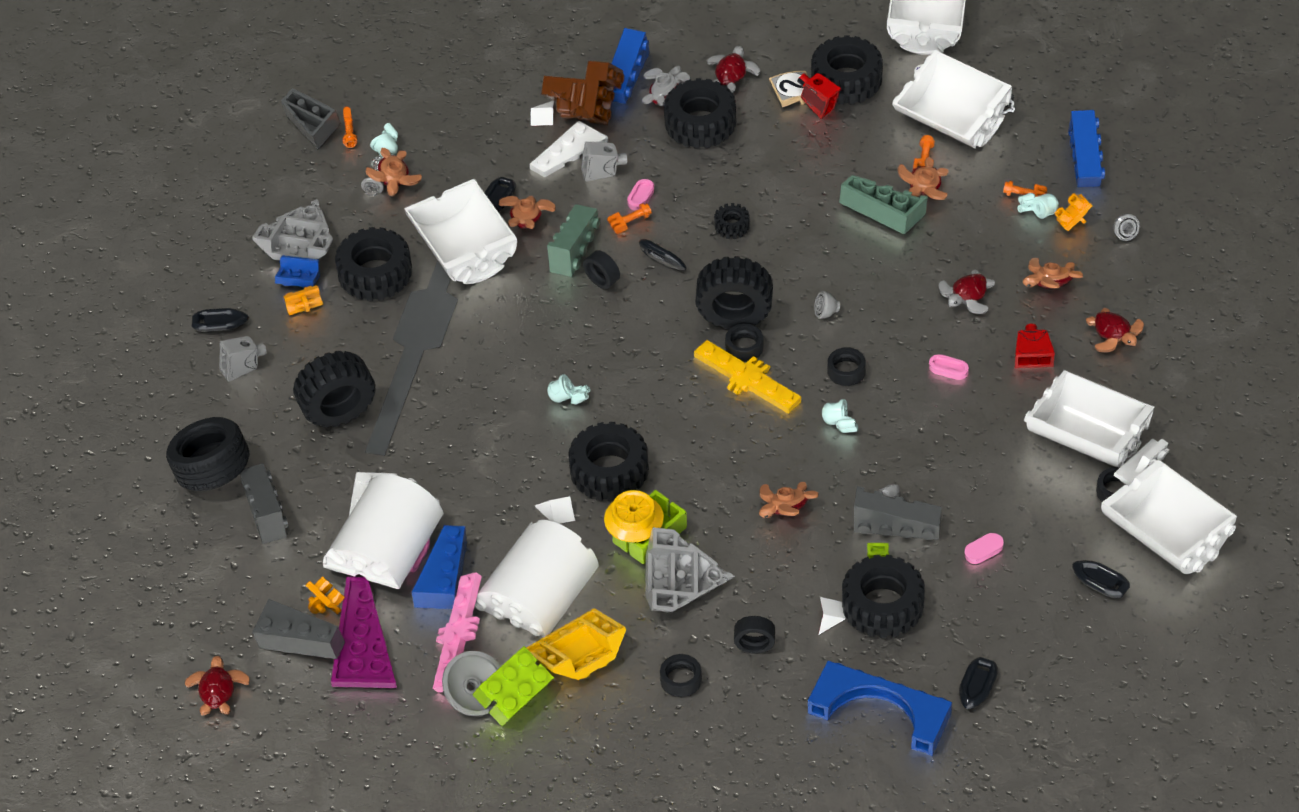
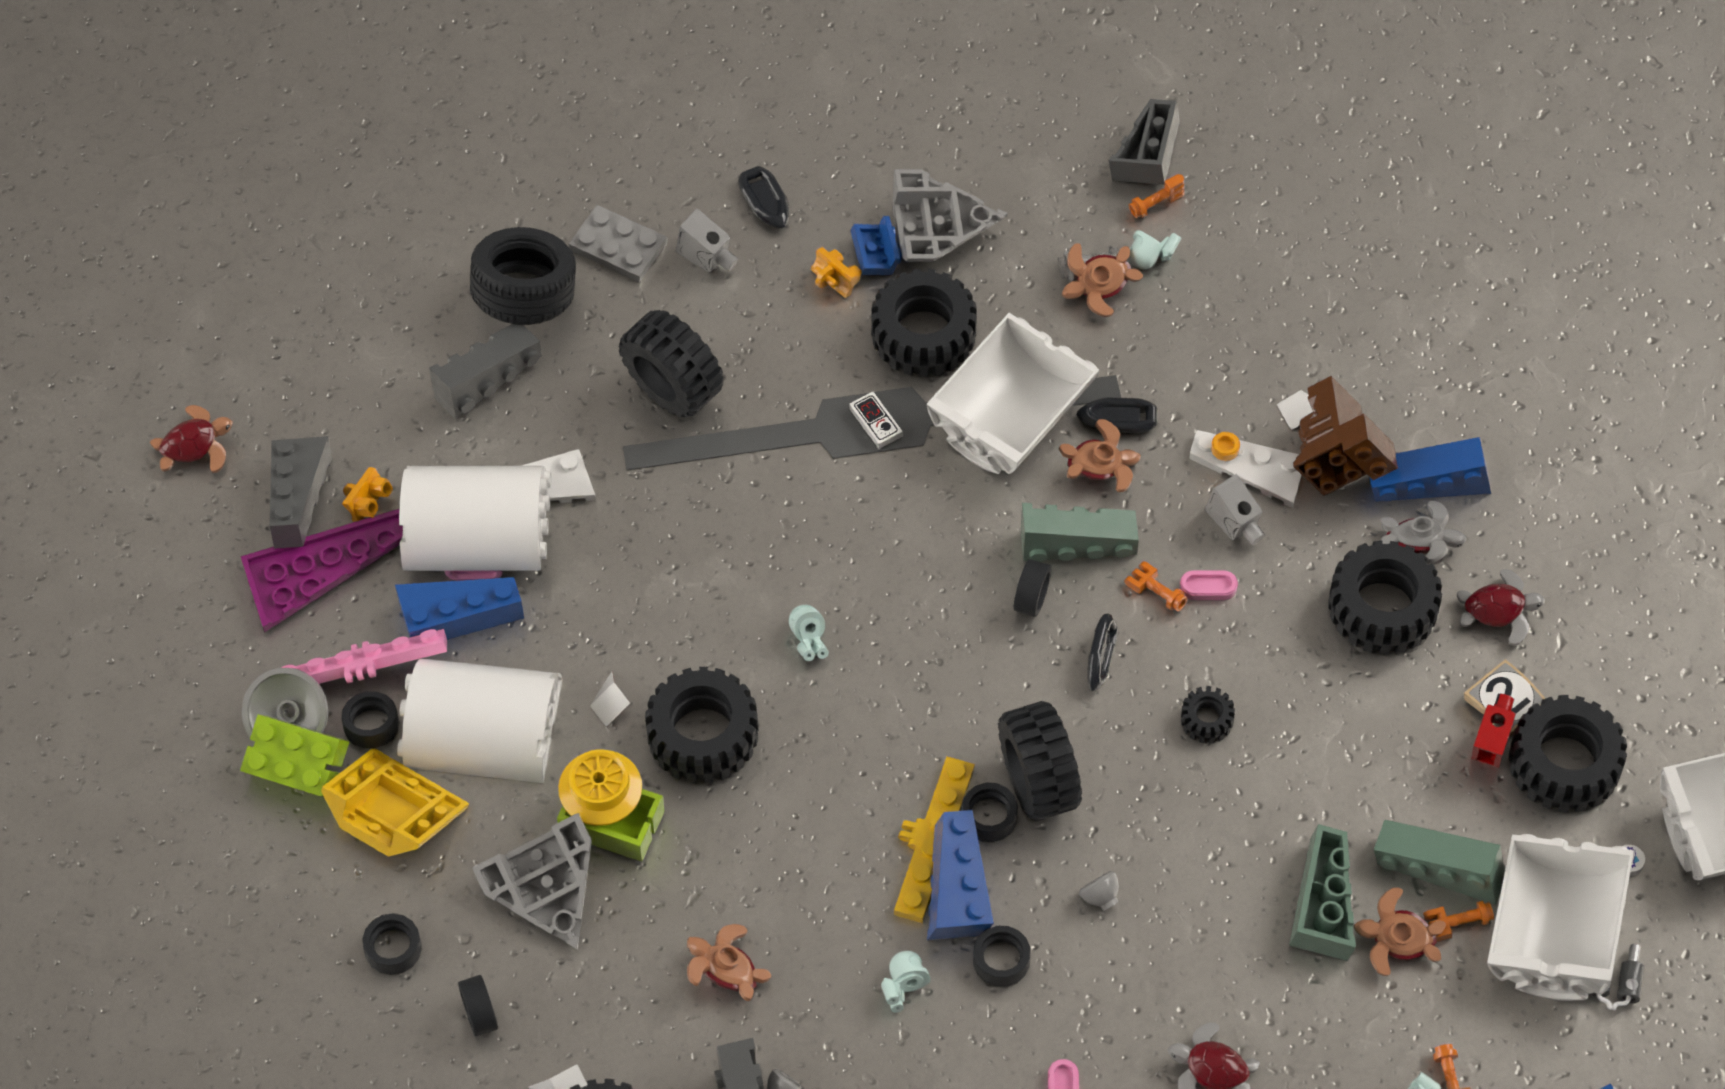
camera: 65 degrees right, 10 degrees up
(206, 402) = (618, 243): none -> light grey plate
(427, 314) = (875, 420): none -> tile
(500, 629) = (370, 701): none -> black tyre
(552, 151) = (1225, 446): none -> light orange tile
(786, 364) = (958, 881): none -> blue wedge
(886, 145) = (1442, 859): none -> sand green wedge

